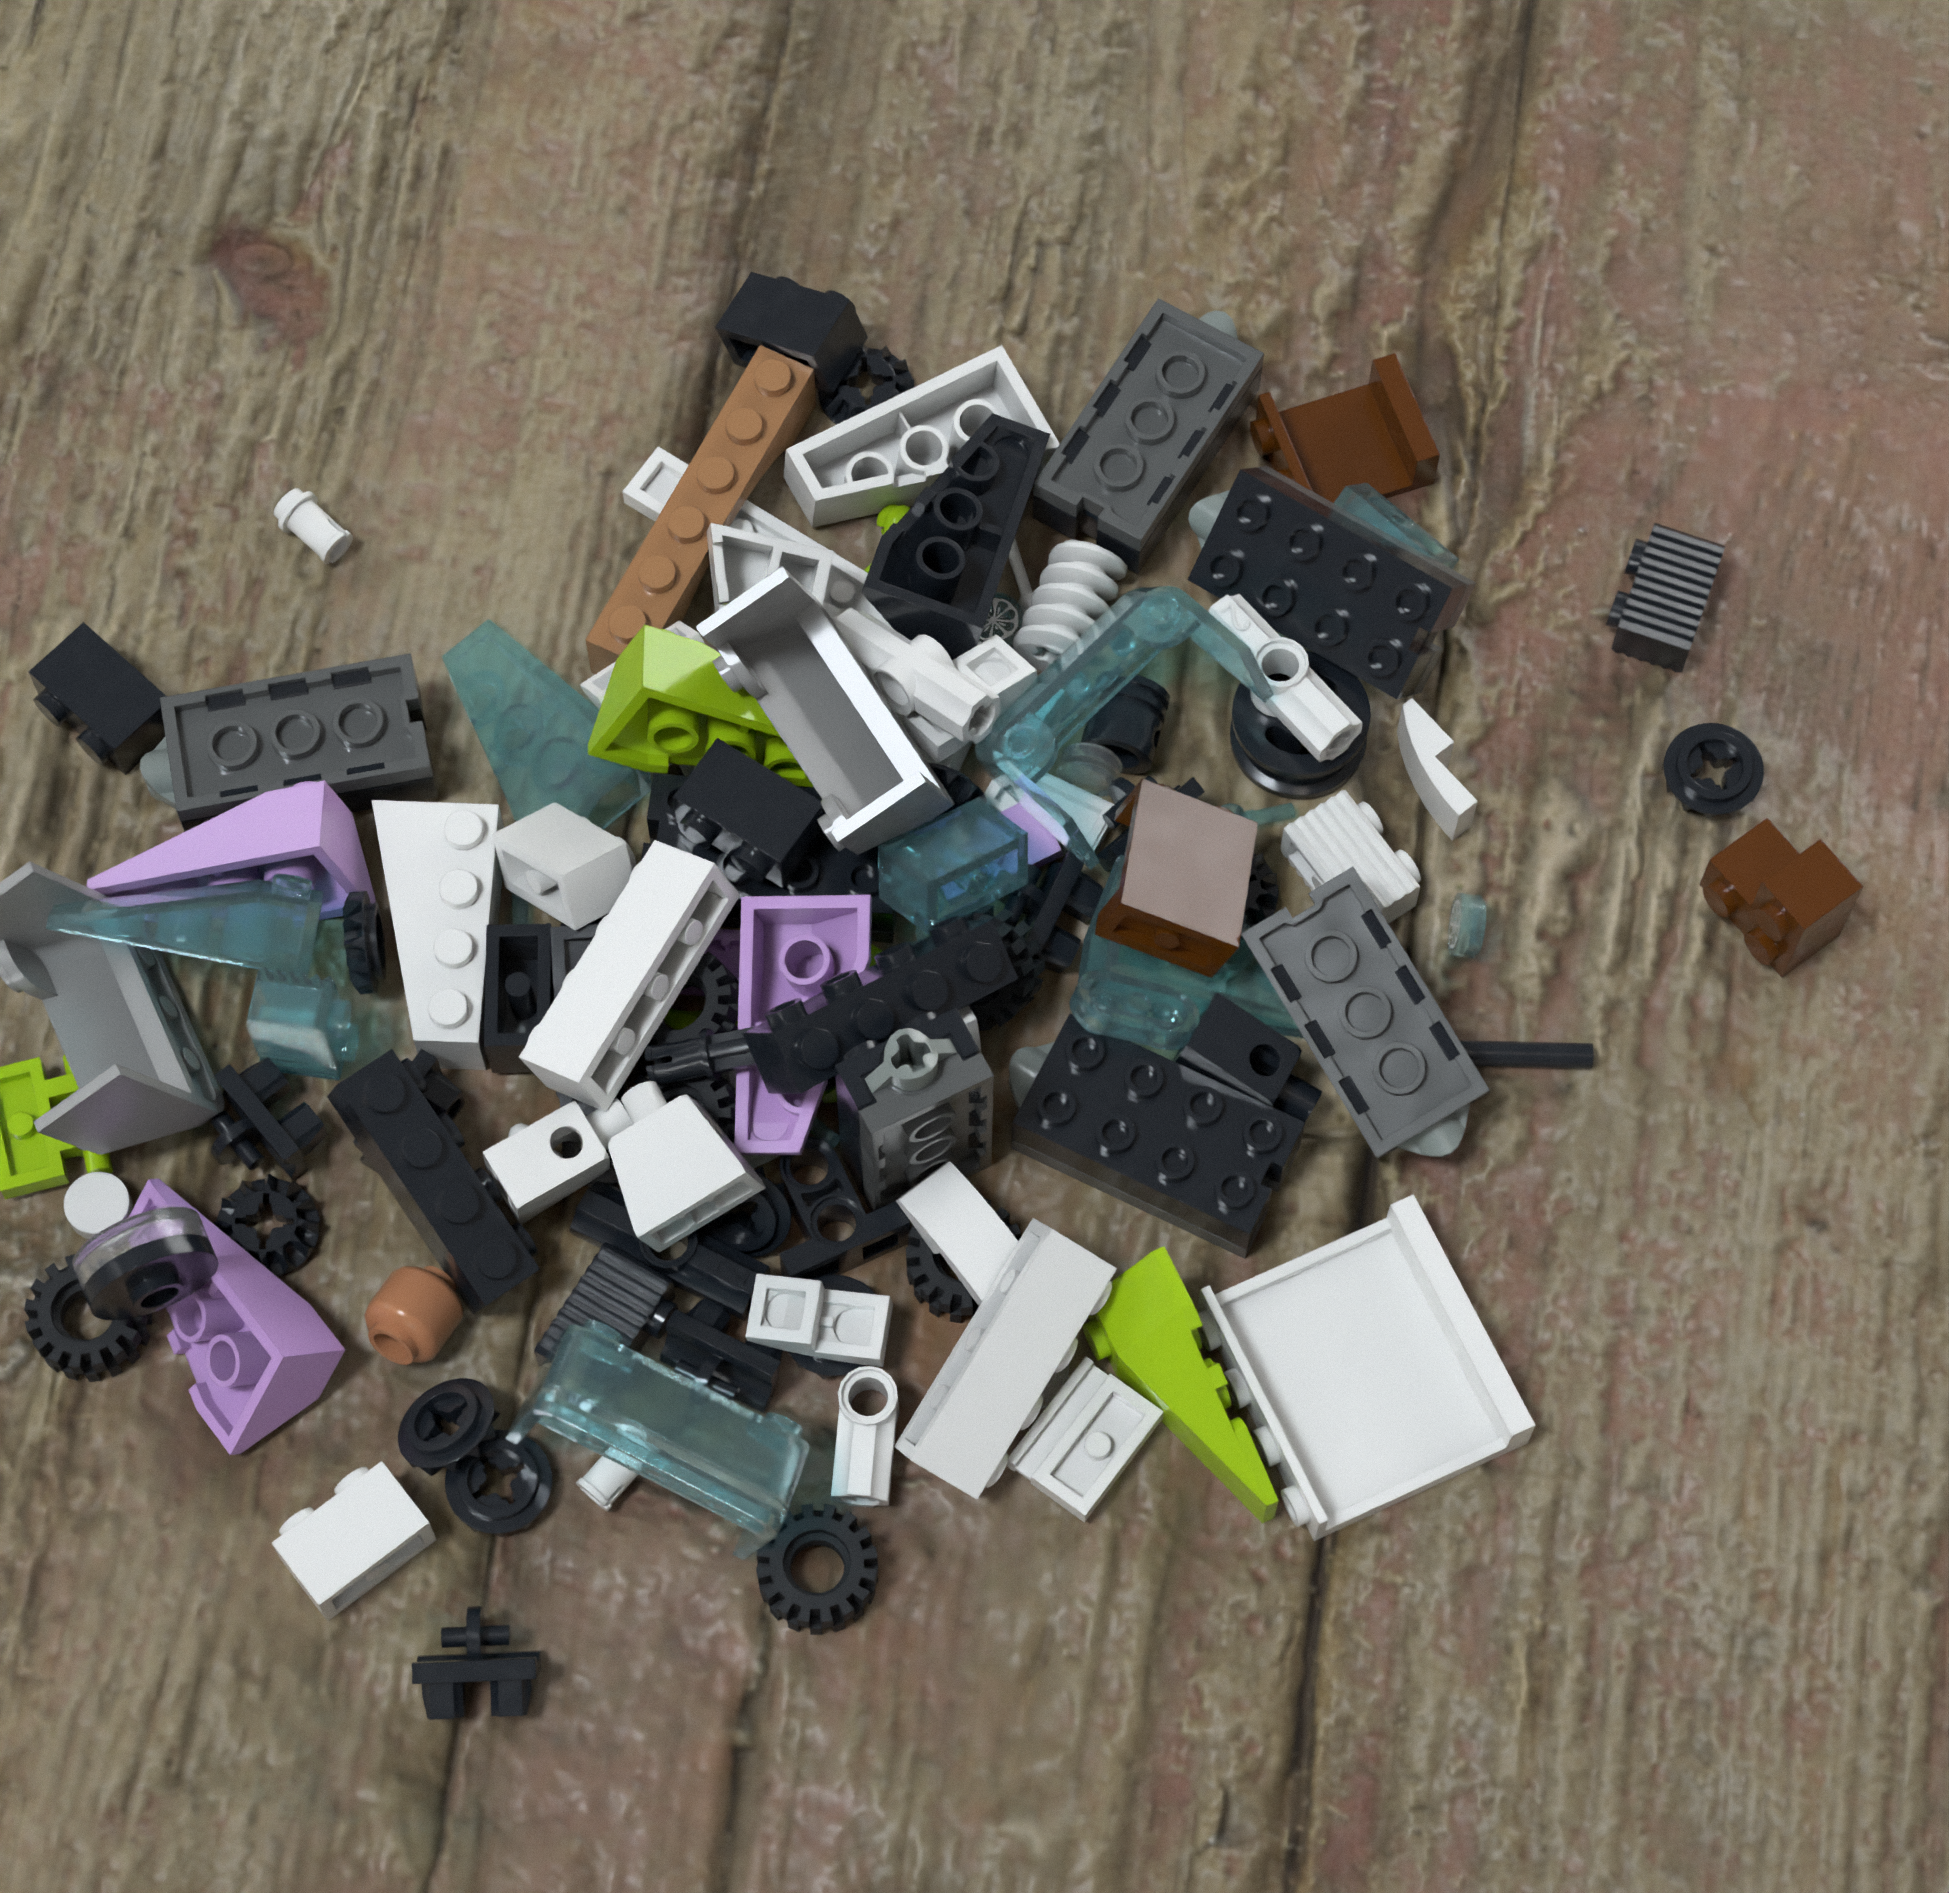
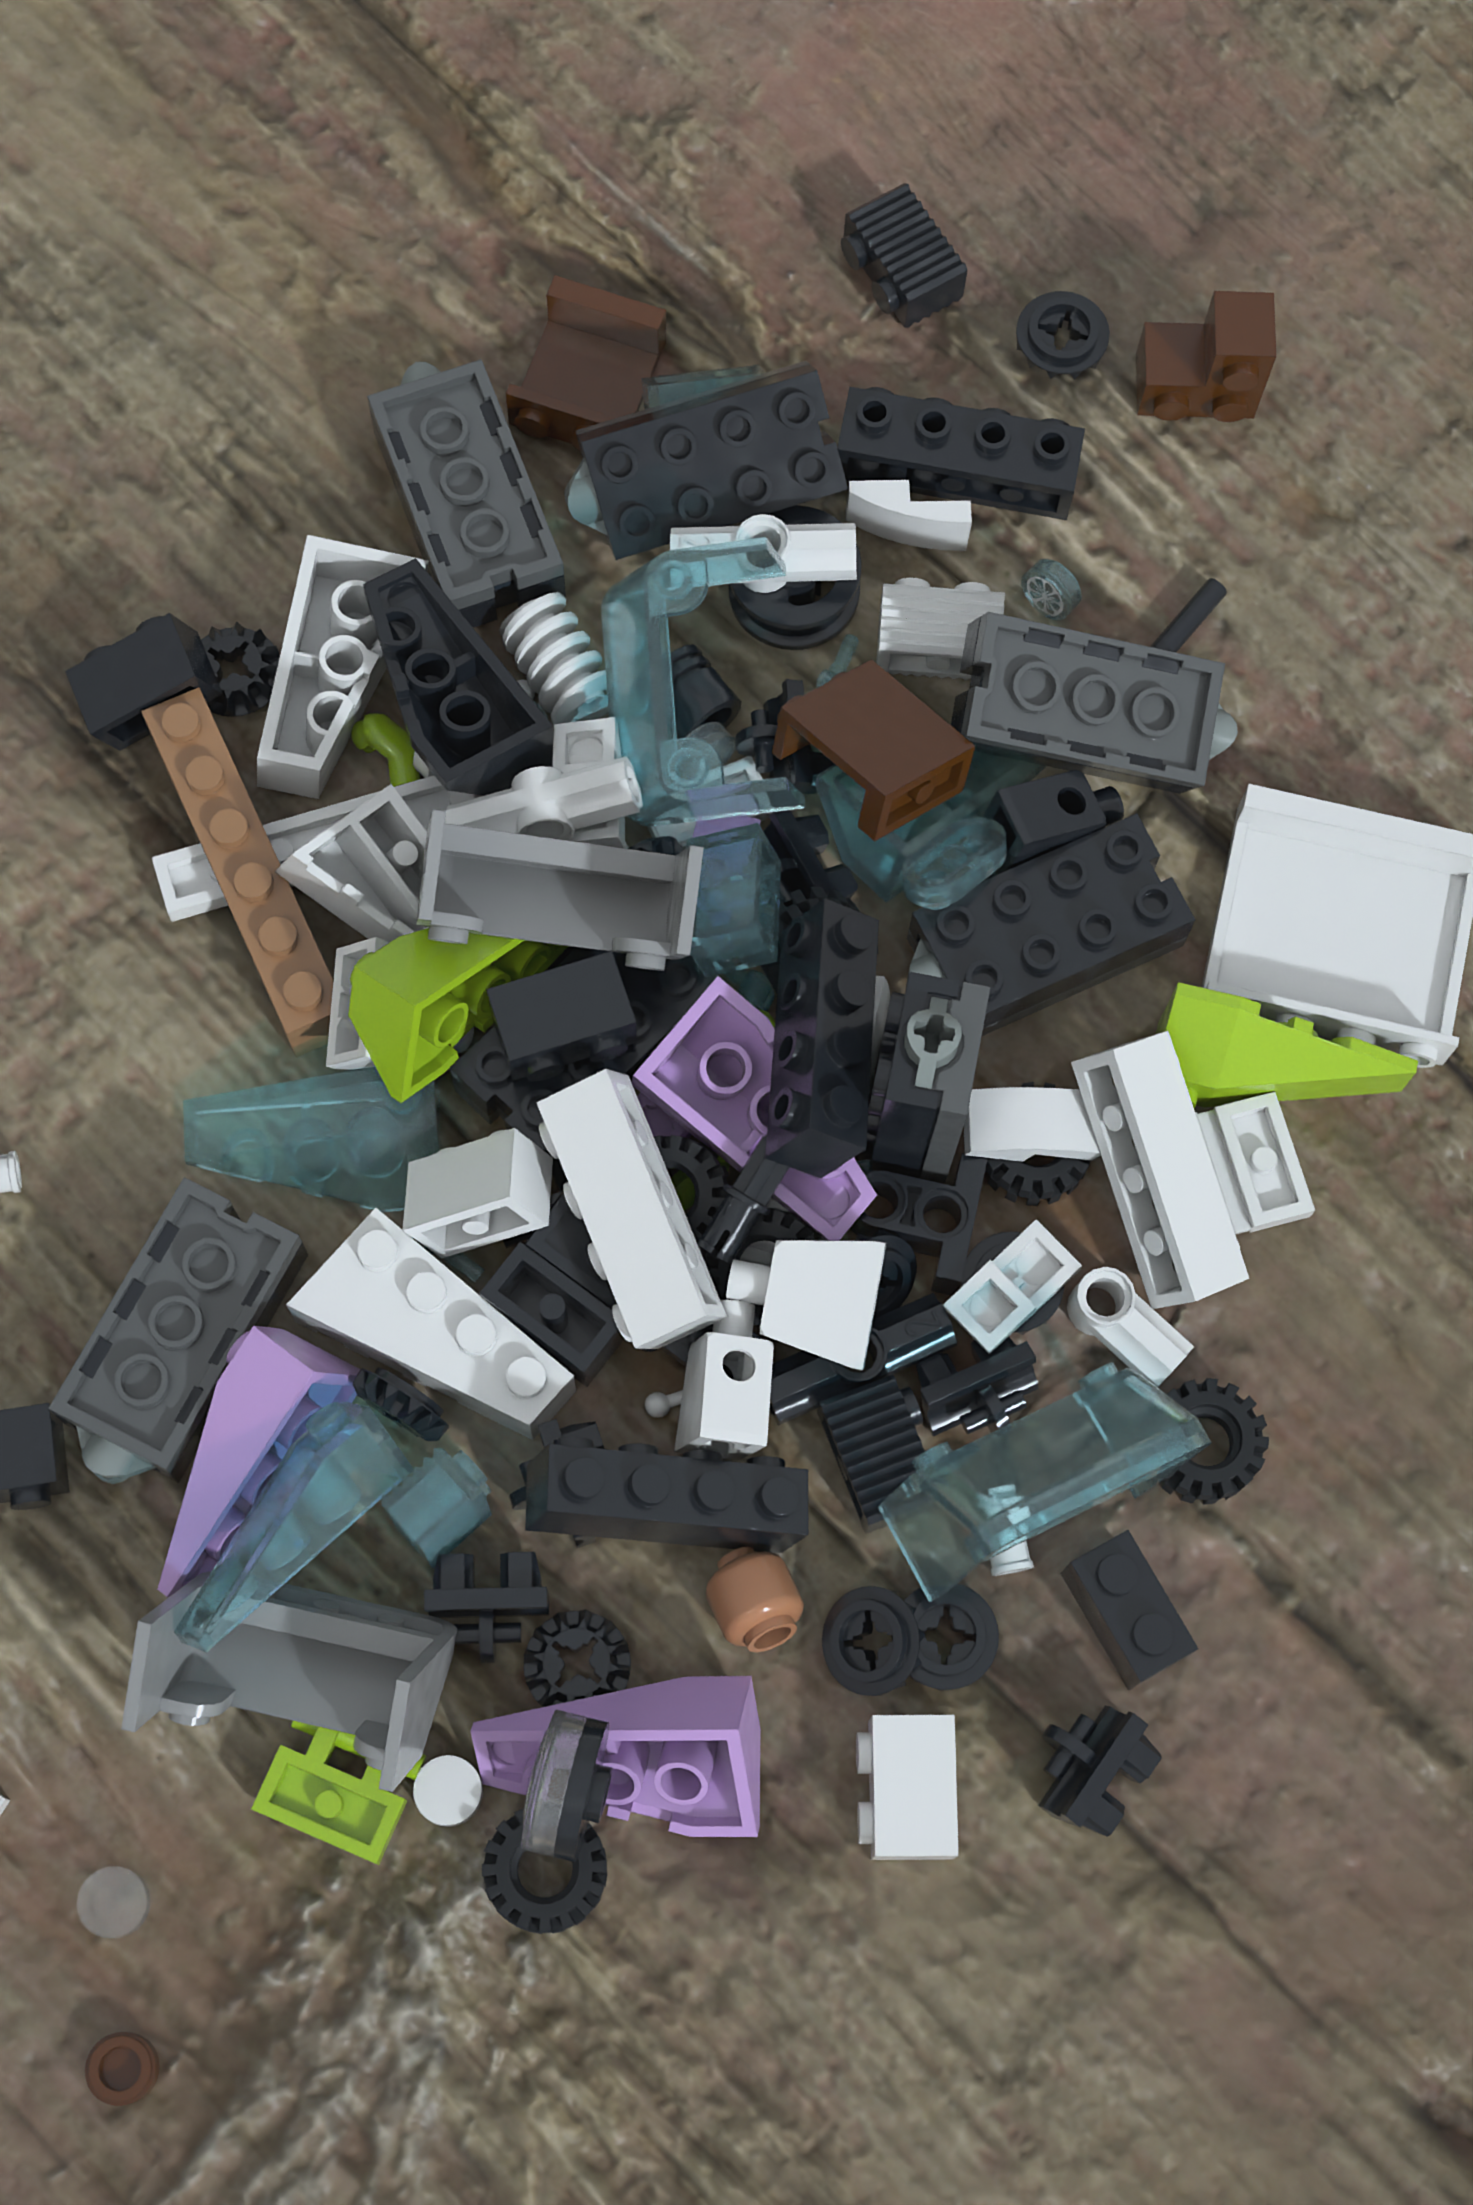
camera: 55 degrees left, 5 degrees up
(624, 1603) = (1128, 1610): none -> black brick
(1526, 767) = (961, 451): none -> black brick

